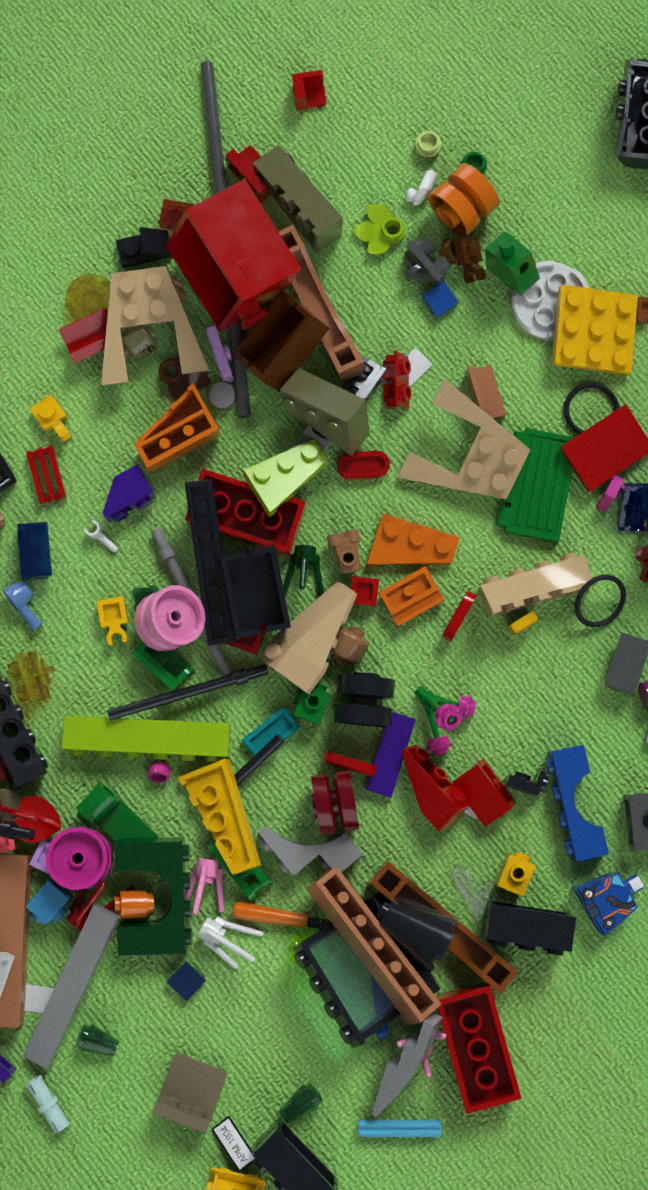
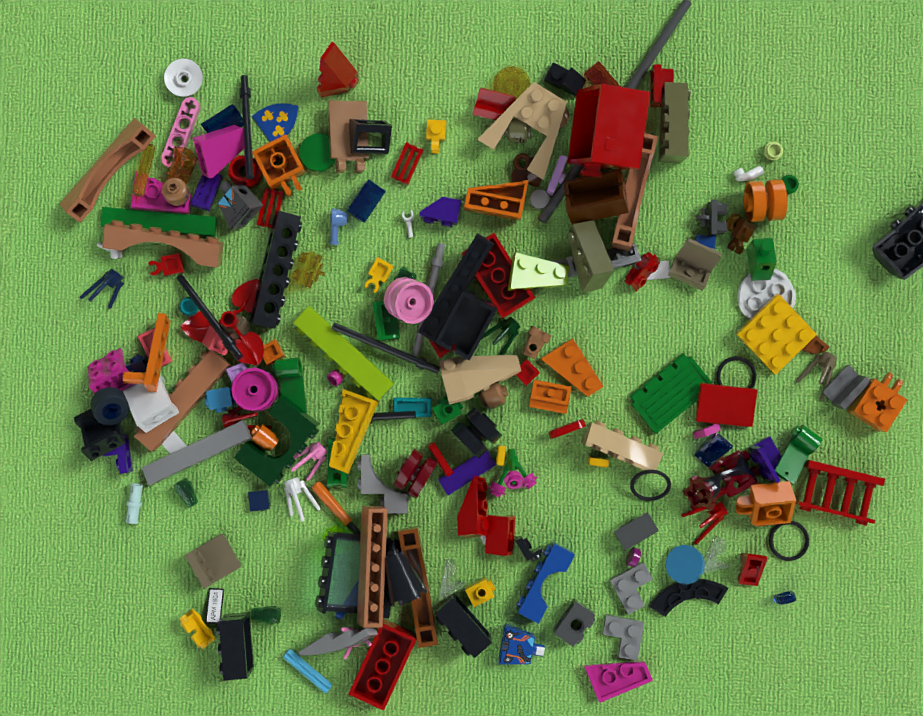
camera: 40 degrees right, 5 degrees up
(66, 801) = (272, 352): none -> orange plate
(309, 89) = (732, 64): red panel -> none
(363, 465) = (584, 302): red tile -> none
(375, 229) = (702, 175): lime plate -> none
(411, 704) = (500, 455): none -> yellow tile
(445, 326) = (694, 264): none -> dark tan bracket
(485, 391) = (684, 318): nougat panel -> none
(491, 462) = (653, 361): tan wing -> none

